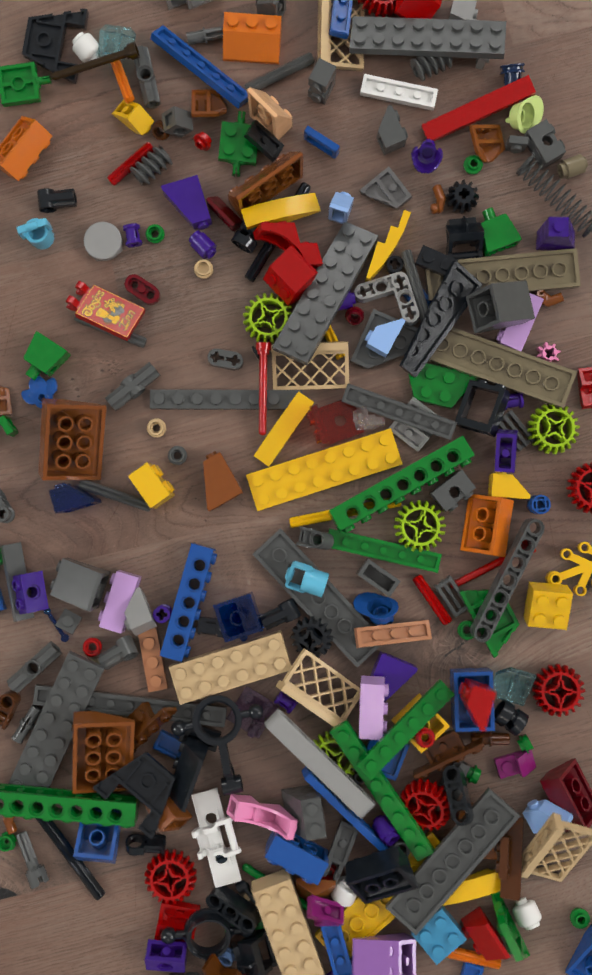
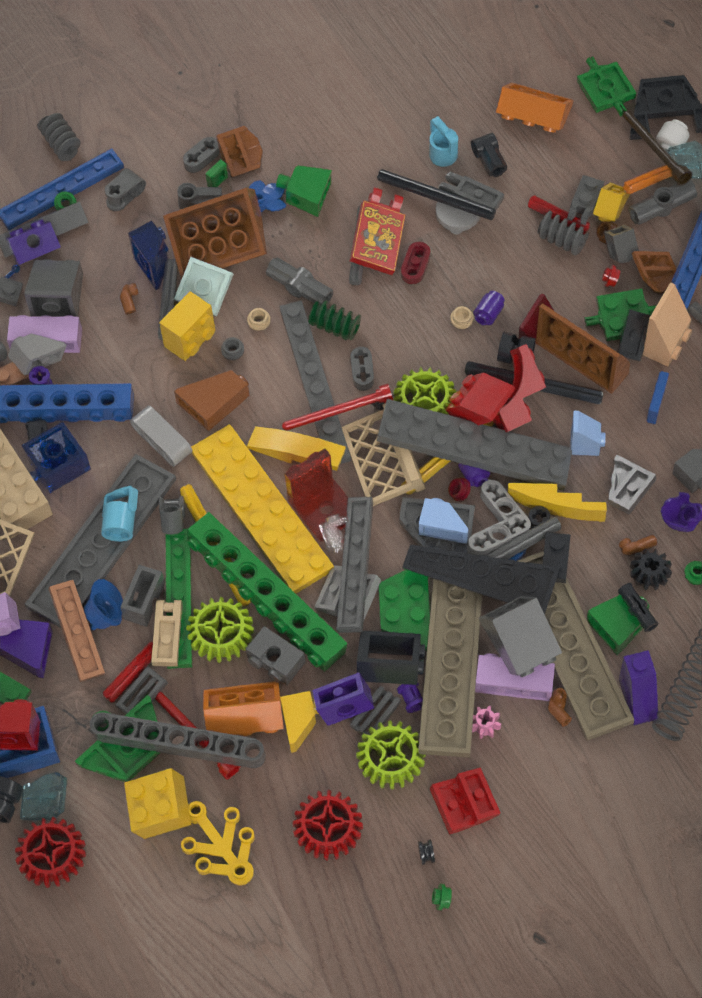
camera: 75 degrees right, 25 degrees down
(26, 442) = (196, 194): none -> dark grey piece
(89, 249) = (436, 194): none -> black axle
(94, 223) = (472, 190): none -> dark grey hinge
(104, 528) = (126, 298): none -> dark orange arm
(114, 463) = (206, 282): none -> light aqua tile
(124, 137) = (585, 198): none -> dark grey hinge
(132, 235) = (475, 236): dark purple bush -> none
(155, 228) = (485, 253): green plate -> none
(178, 367) = (334, 321): none -> dark green piece
(189, 201) = (535, 277): dark purple slope -> none
(240, 530) = (161, 435): none -> light grey beam
(281, 209) = (556, 371): yellow slope -> none
(285, 612) = (73, 508): black piece -> none
(318, 633) = (51, 543): black gear -> none
(416, 566) = (167, 633): none -> tan plate
(464, 231) = (604, 577): black piece -> none
(500, 214) = (638, 607): none -> black pin
(538, 504) = (288, 768): blue wheel -> none

